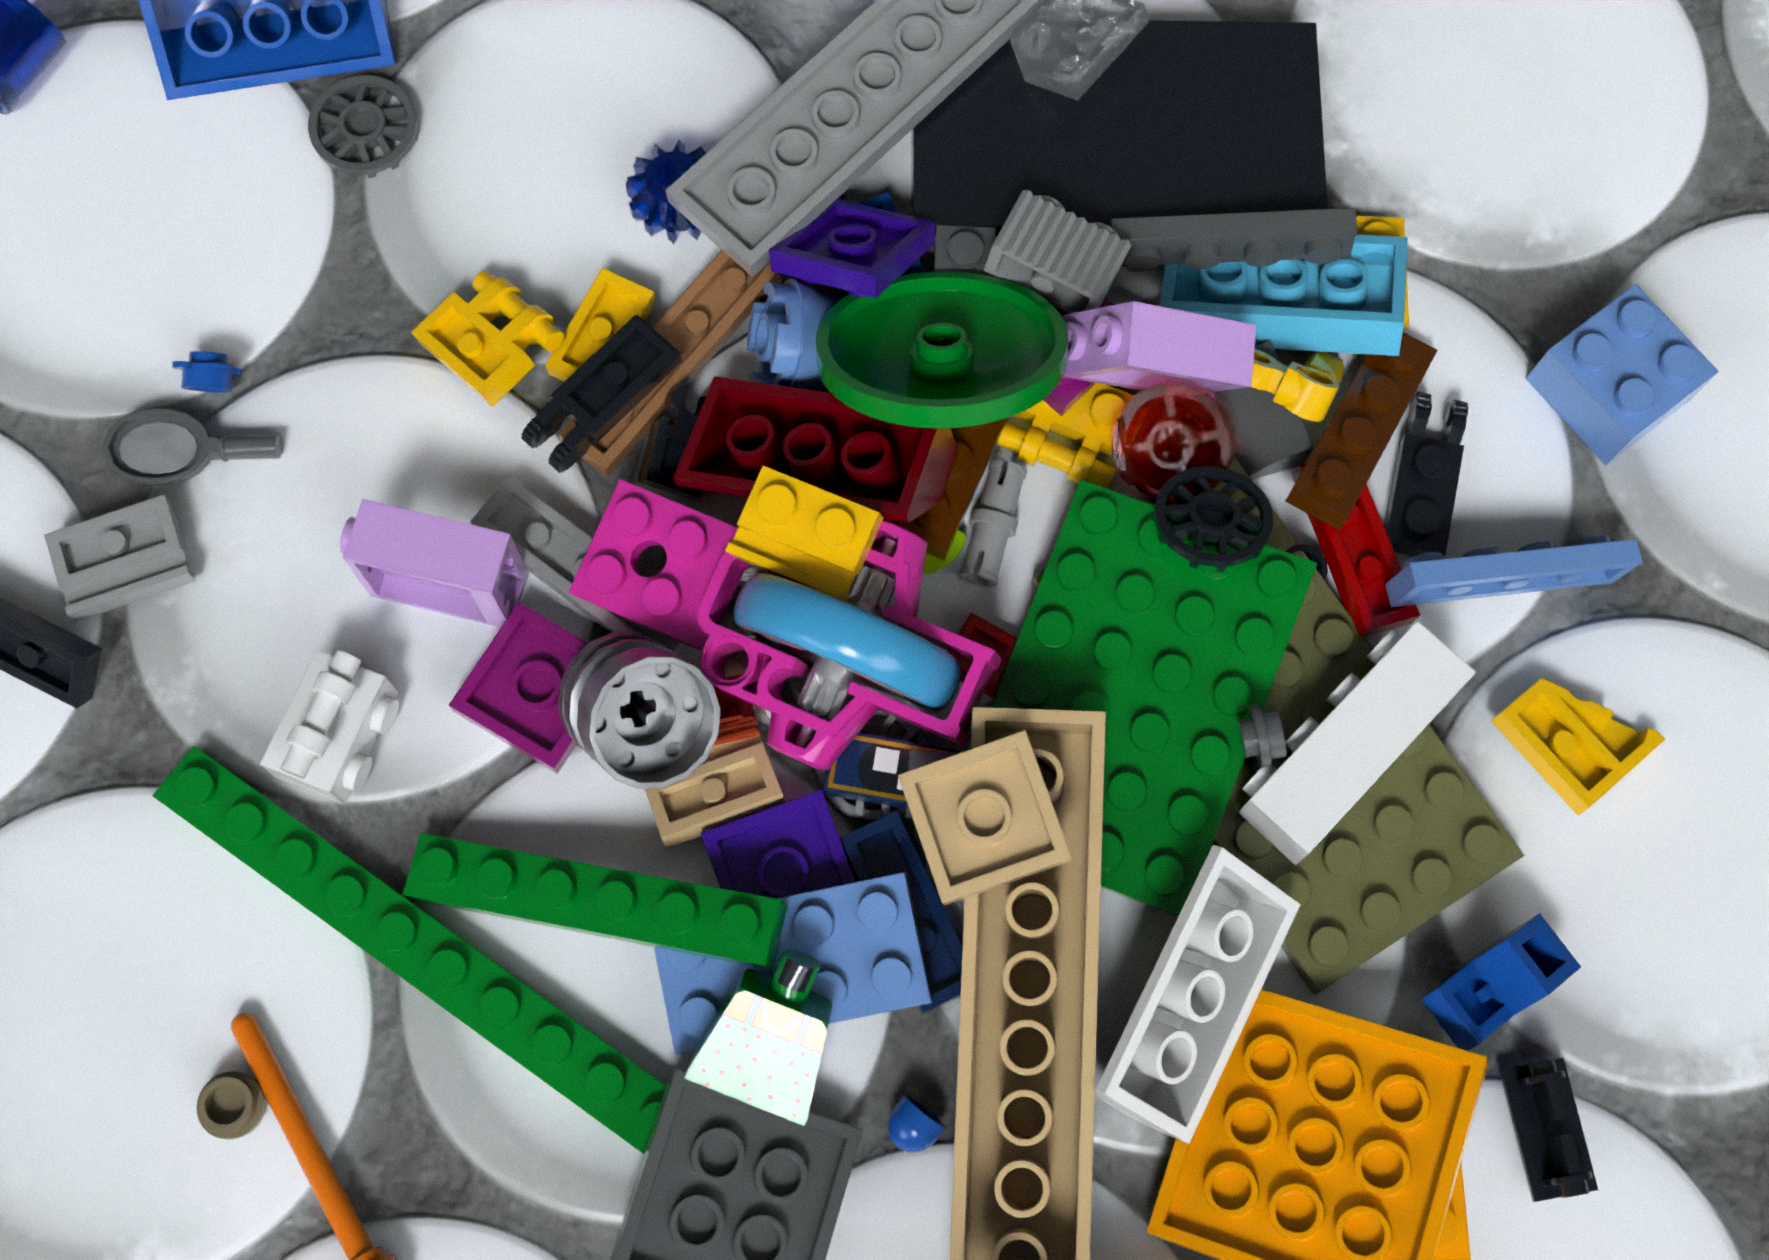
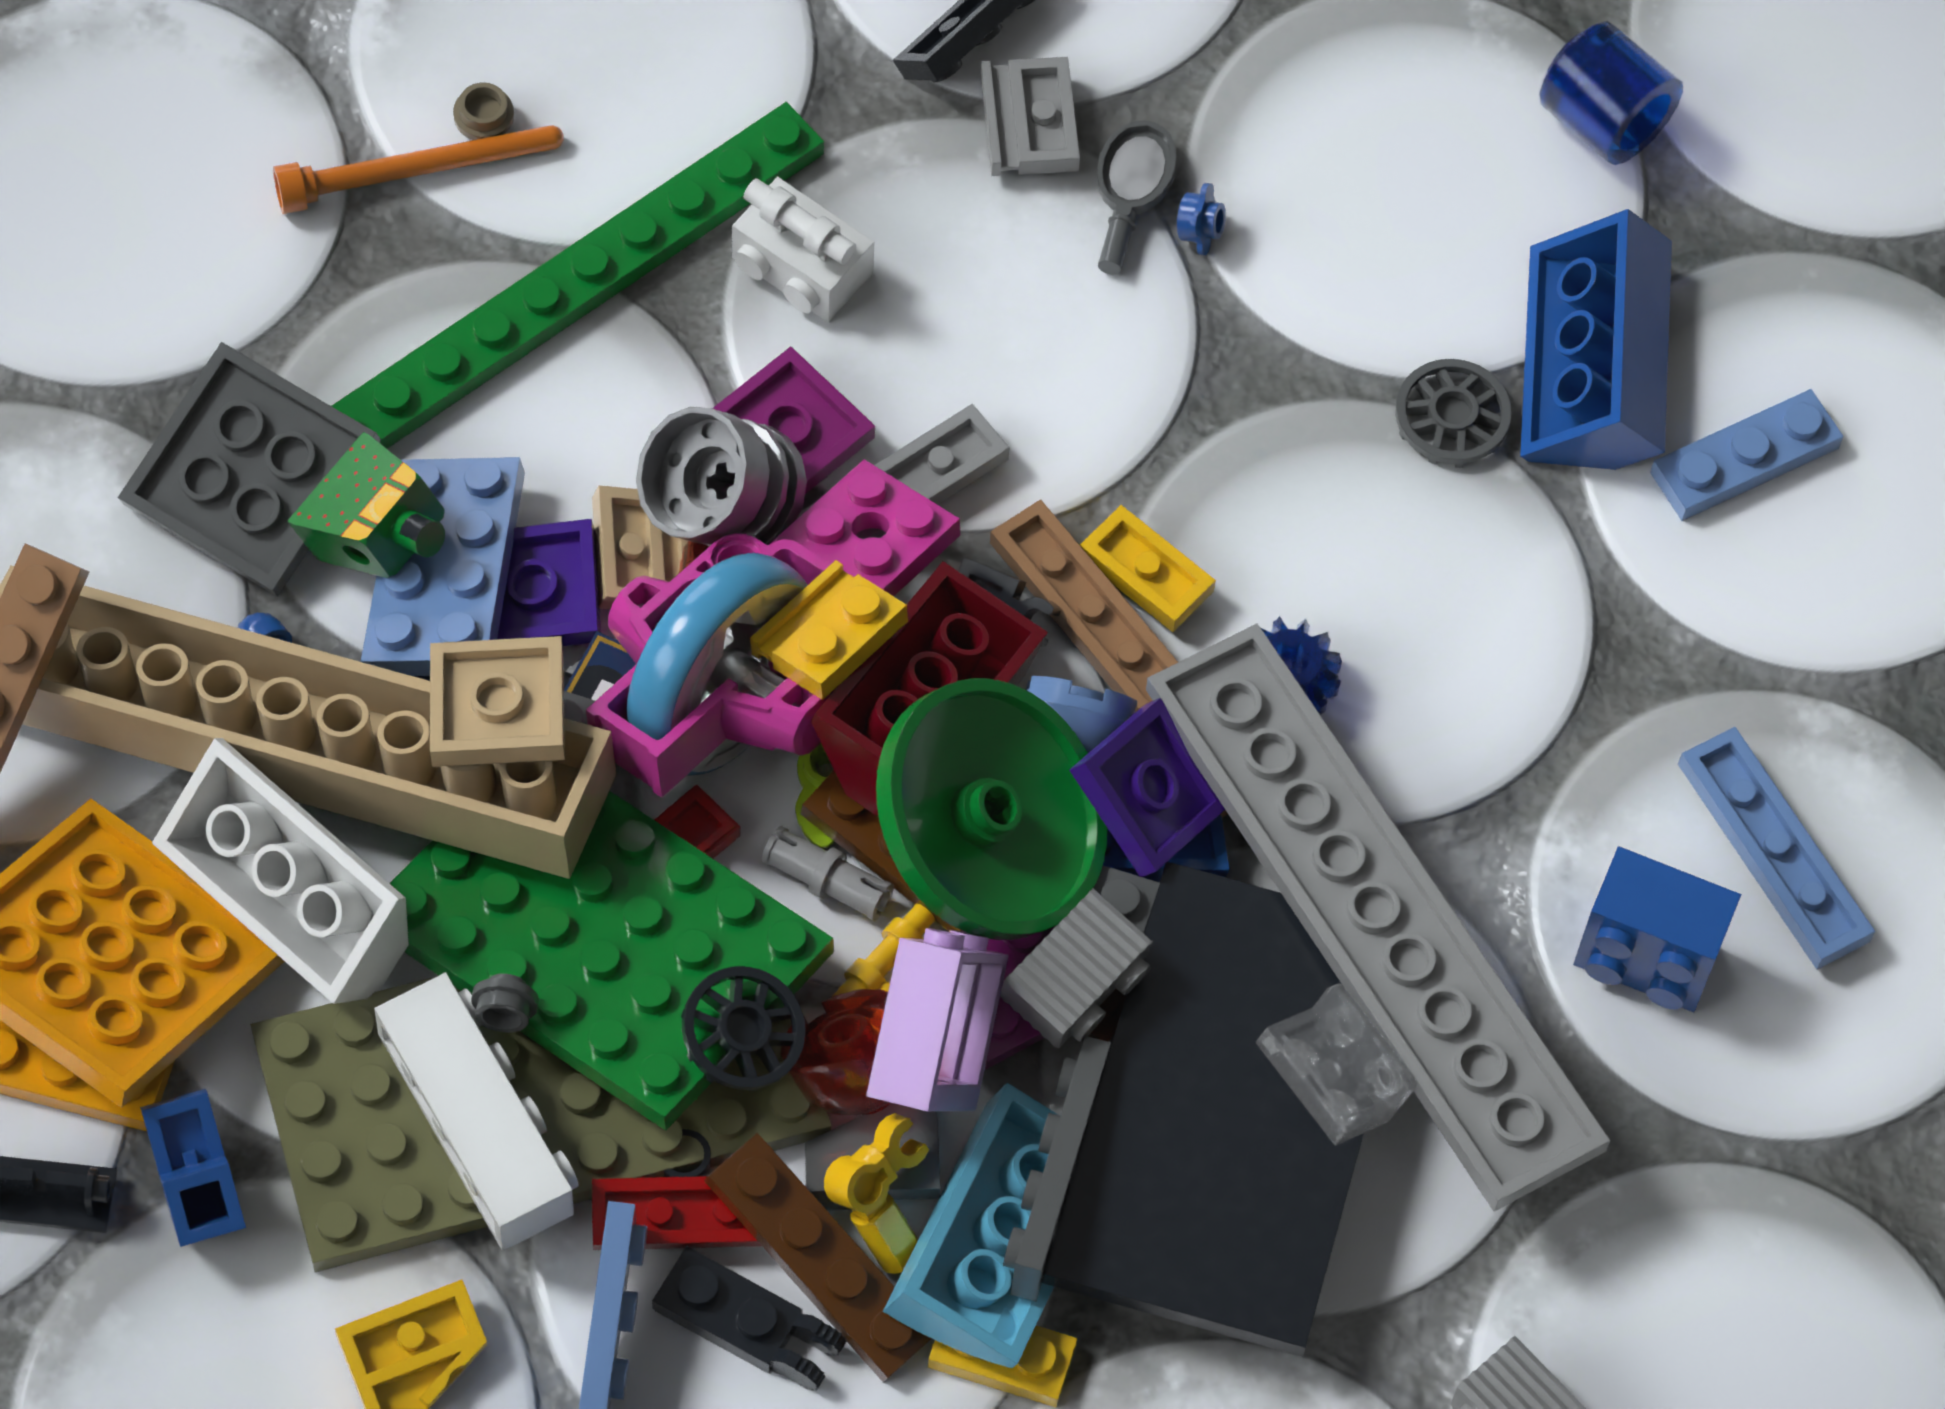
camera: 105 degrees right, 10 degrees down
(434, 562) = (926, 353): lavender window -> none
(475, 349) = (1160, 445): yellow plate -> none
(597, 900) = (556, 416): green plate -> none
(603, 391) = (1068, 539): black hinge -> none

